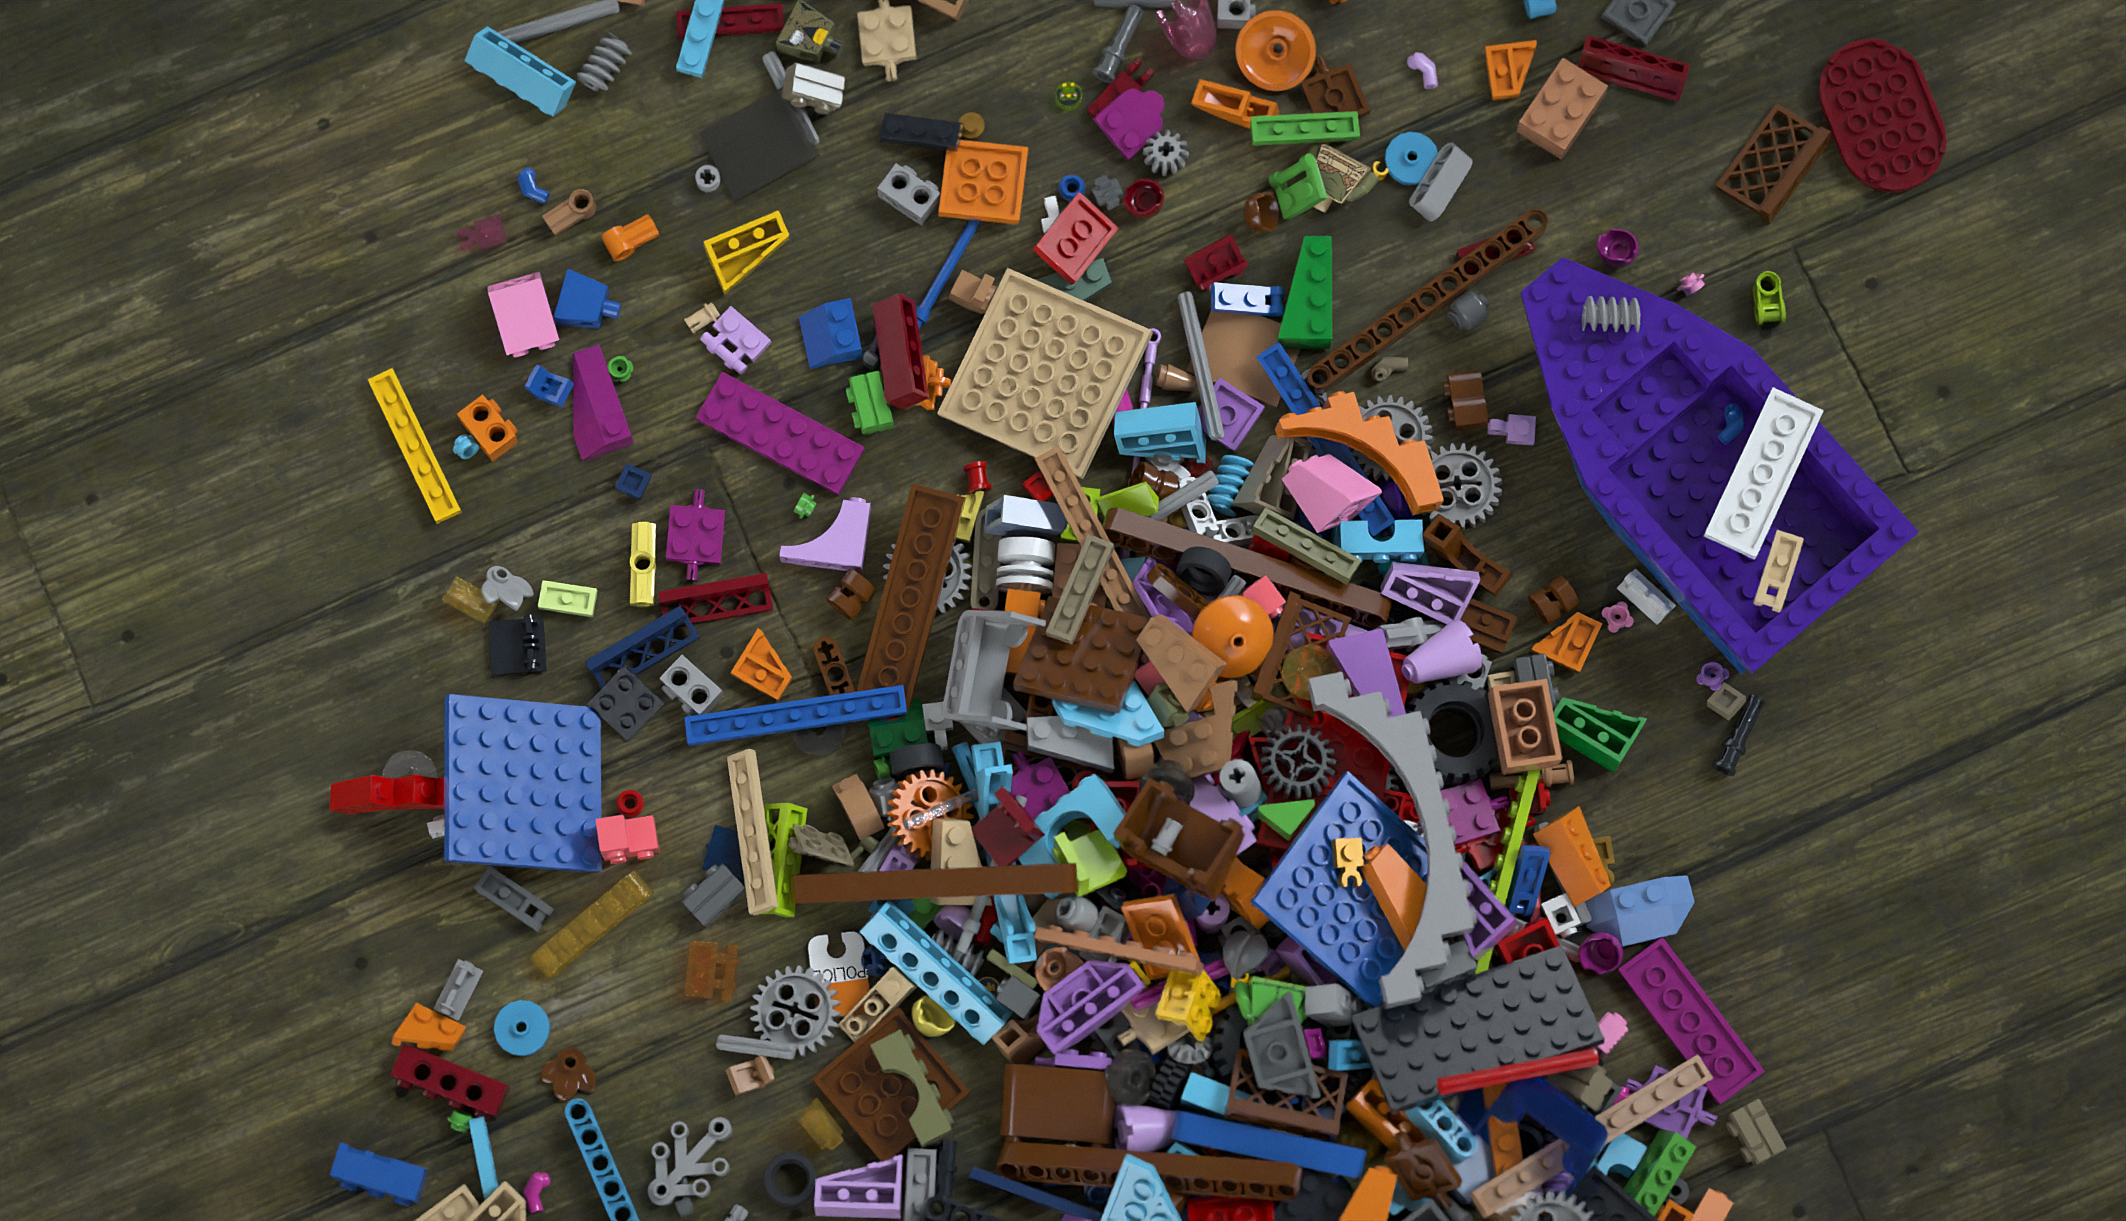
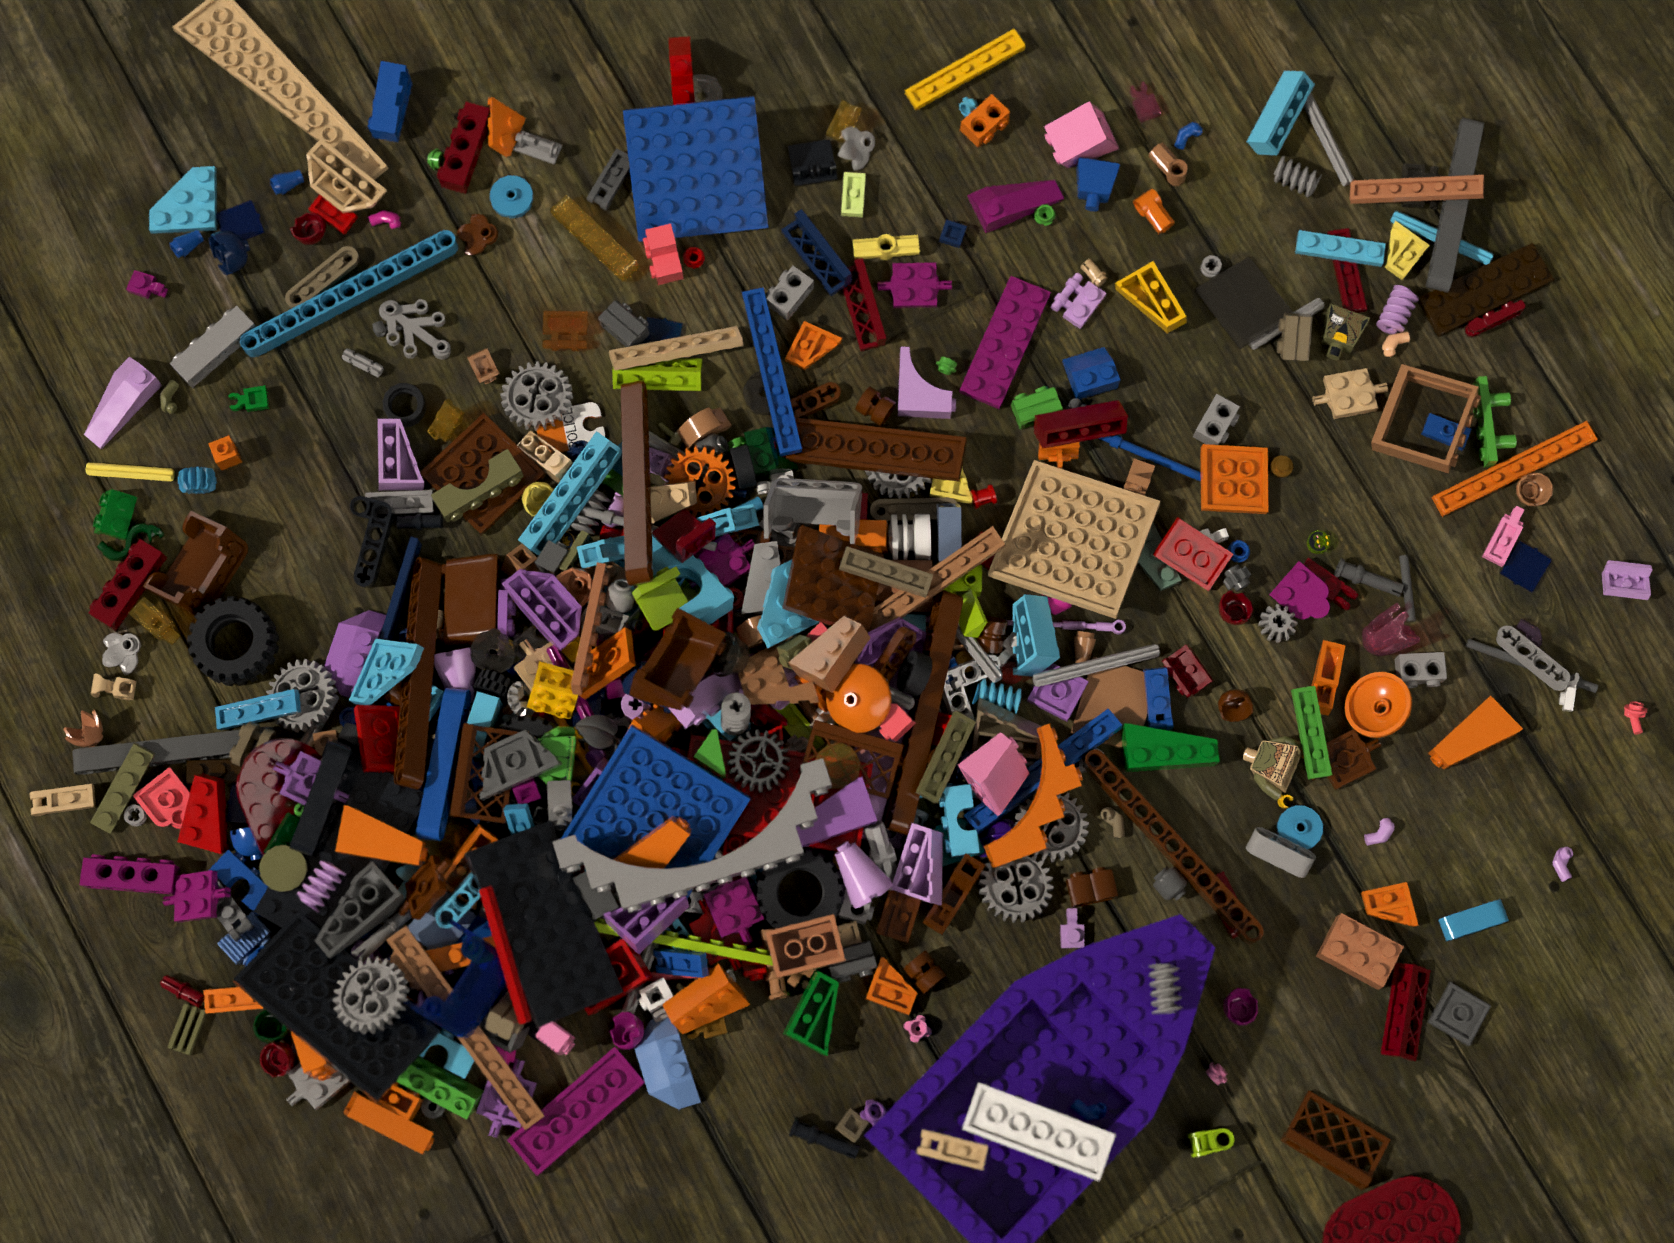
camera: 85 degrees right, 0 degrees up
(484, 1156) = (409, 177): medium azure beam -> none
(548, 386) = (1023, 161): blue bracket -> none
(625, 703) = (772, 244): black hinge -> none
(756, 1047) = (505, 367): light grey axle -> none
(824, 846) = (667, 400): dark tan hinge -> none
(921, 132) = (1270, 426): black plate -> none
(940, 809) = (712, 503): clear bar -> none
(1166, 837) = (680, 652): light grey pin -> none
(1303, 194) = (1255, 738): bright green plate -> none
(1348, 855) = (679, 803): plate -> none
(1646, 596) = (936, 1049): white hinge -> none
(1755, 1133) = (485, 1171): dark tan brick -> none

